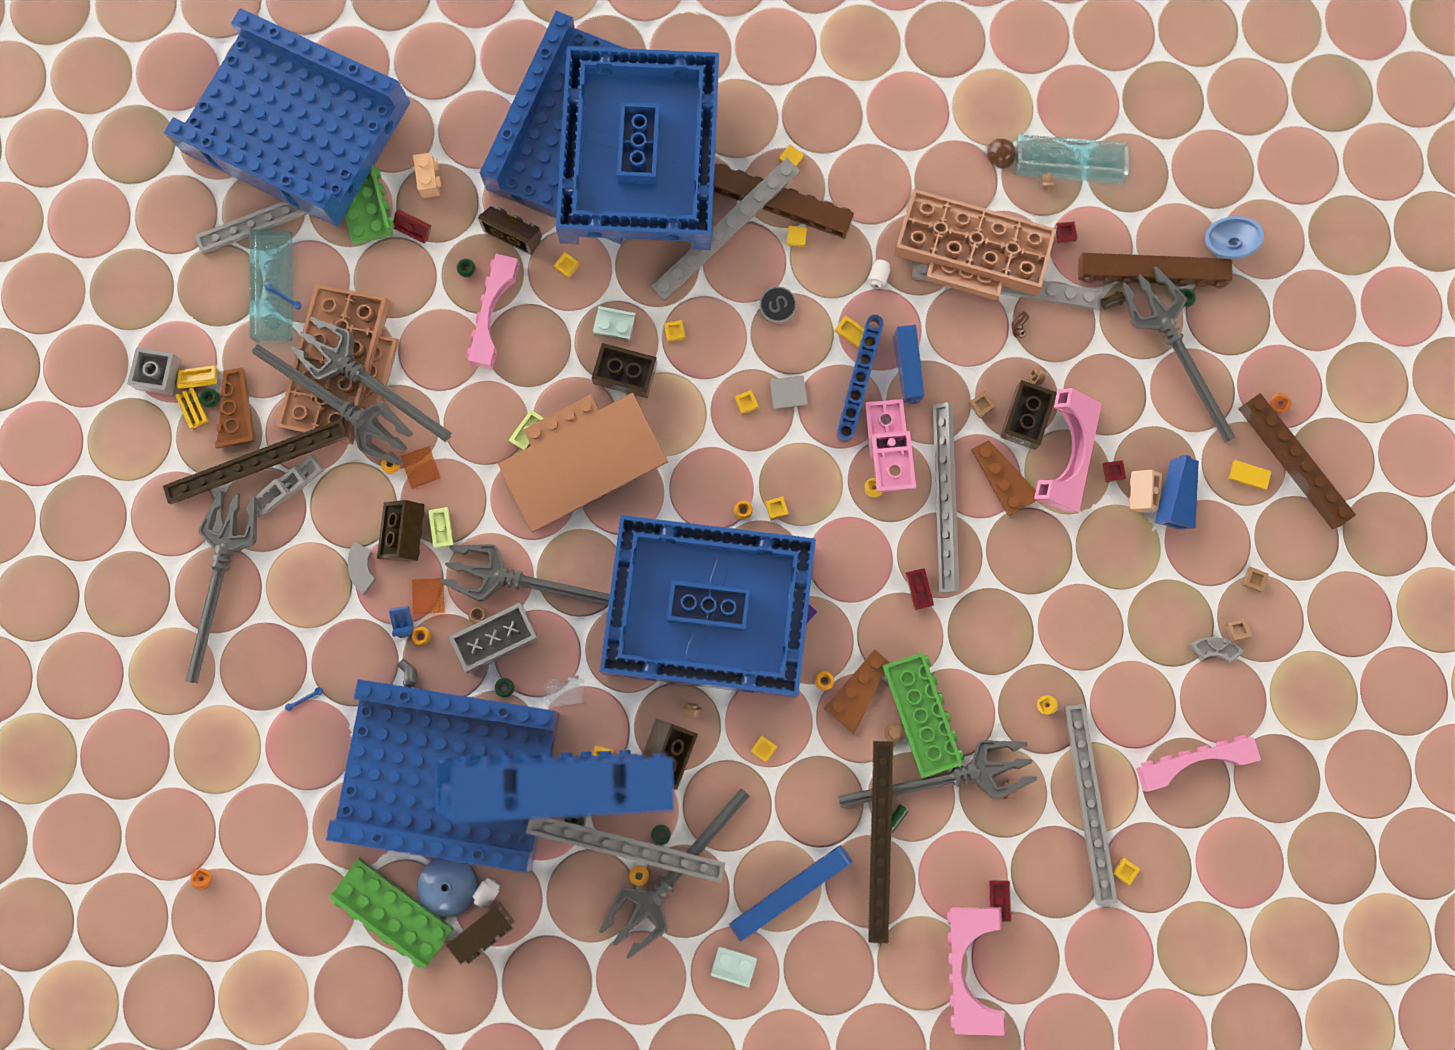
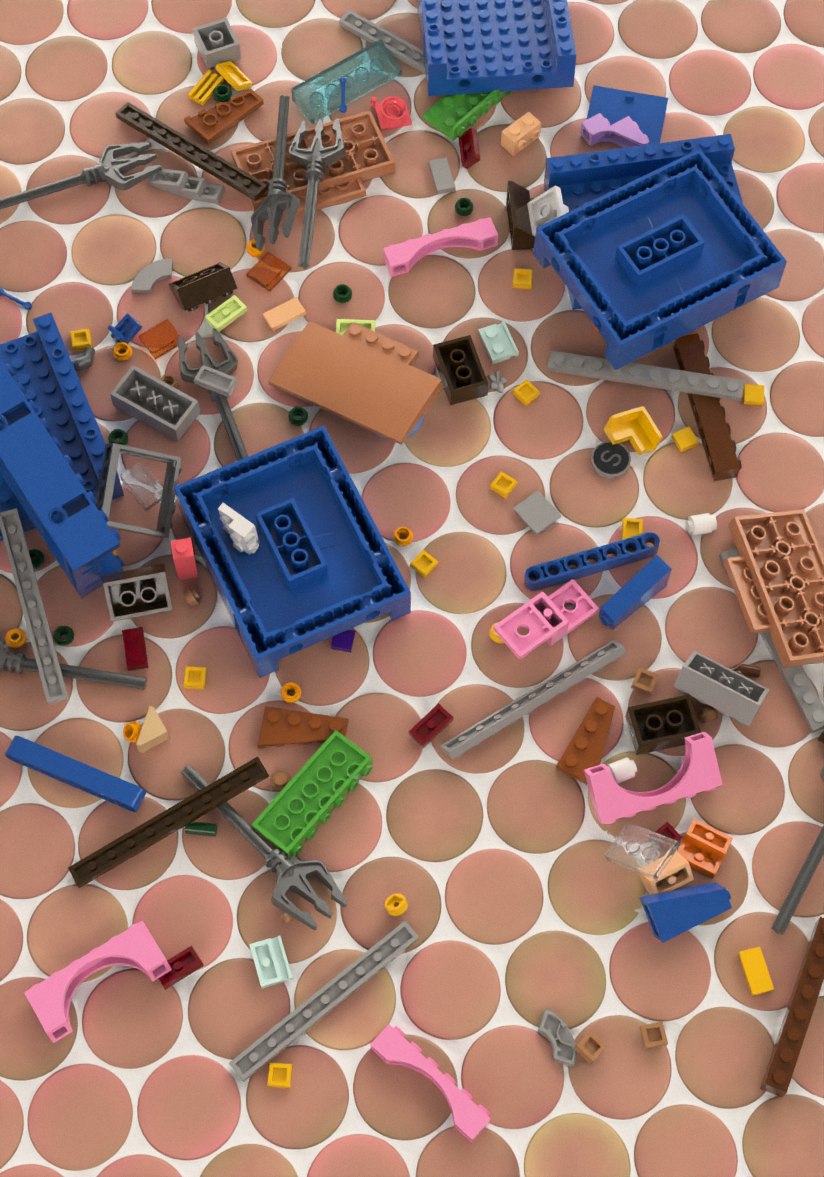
camera: 60 degrees right, 15 degrees down
(329, 267) = (391, 112): none -> coral hat
(384, 664) = (80, 339): none -> yellow tile
(421, 266) = (442, 176): none -> light grey tile
(465, 80) = (642, 108): none -> blue piece
(472, 479) = (284, 314): none -> light nougat tile
(484, 92) = (623, 133): none -> lavender arch
(484, 414) = (342, 289): none -> dark green plate
(508, 576) = (215, 381): none -> light grey tile
(529, 206) = (546, 208): none -> white plate
(560, 723) = (107, 482): none -> dark grey window
(575, 522) = (298, 411): none -> dark green plate
(651, 348) = (497, 382): none -> light grey plant
(652, 695) = (184, 558): none -> coral slope
(679, 641) = (240, 530): none -> white plate
(708, 782) = (135, 648): none -> dark red plate
(767, 267) = (634, 426): none -> yellow panel
(782, 826) = (132, 731): none -> light orange plate
(792, 809) = (152, 732): none -> tan slope
(1028, 352) = (721, 688): none -> light grey brick
(1036, 827) = (270, 961): none -> light aqua plate
(1043, 469) = (623, 770): none -> white brick
(1119, 497) = (642, 850): none -> clear tile
(1137, 449) = (704, 848): none -> orange slope

